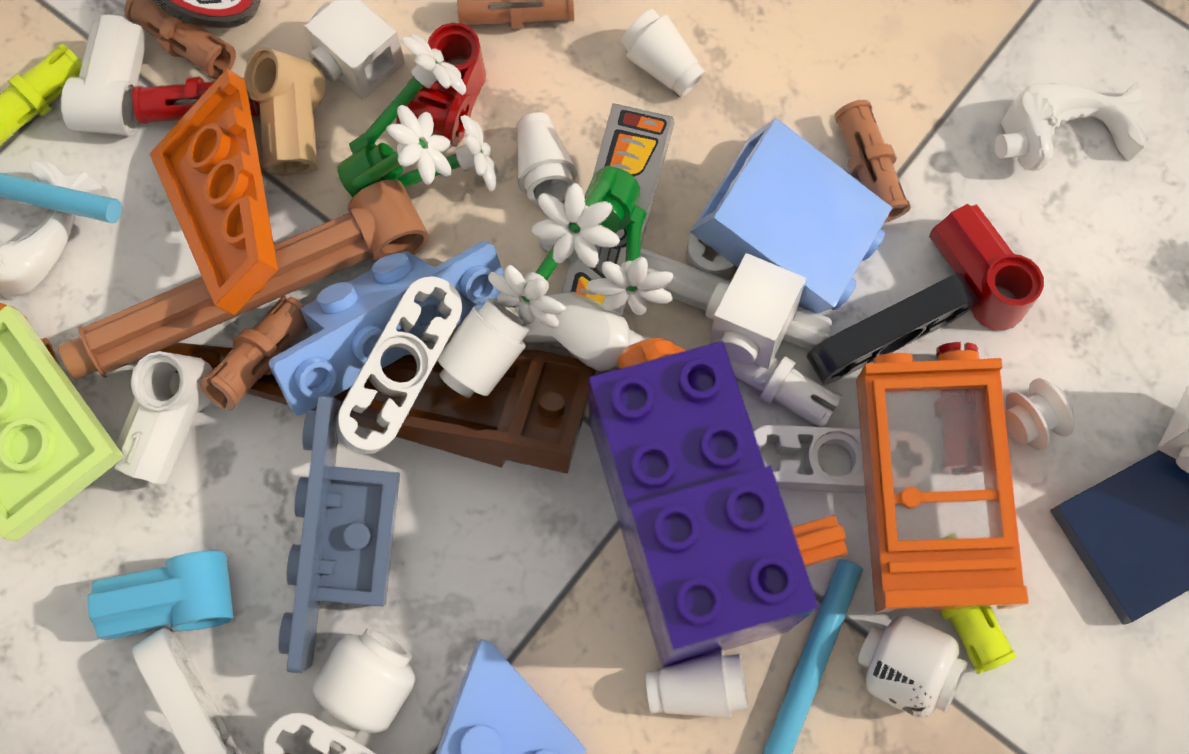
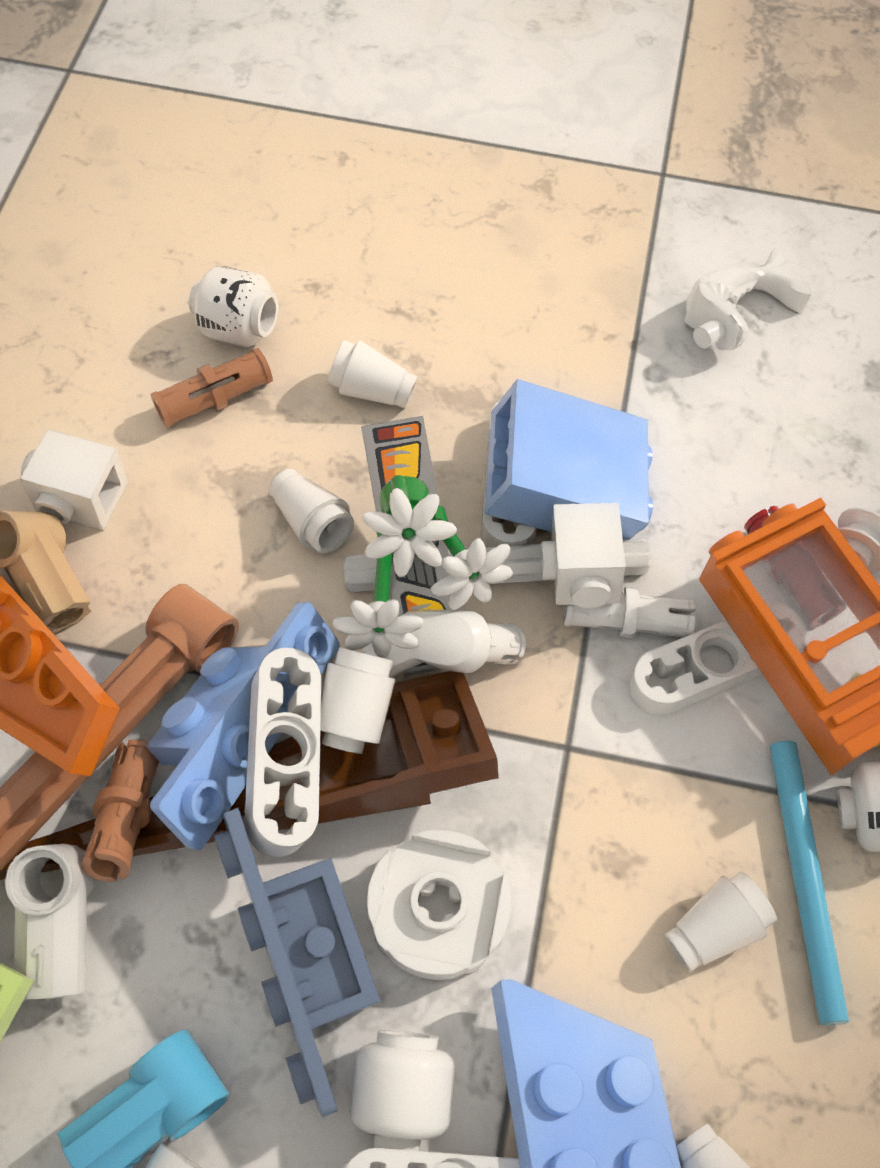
camera: 30 degrees left, 10 degrees down
(380, 162) = (152, 579): white plant -> none
(448, 104) = (182, 489): red piece -> none
(468, 514) = (404, 928): none -> white plate
(700, 503) = (637, 748): dark purple piece -> none
(870, 156) = (575, 370): nougat pin -> none
(892, 328) = (700, 524): black beam -> none
(987, 262) = (765, 446): red piece -> none

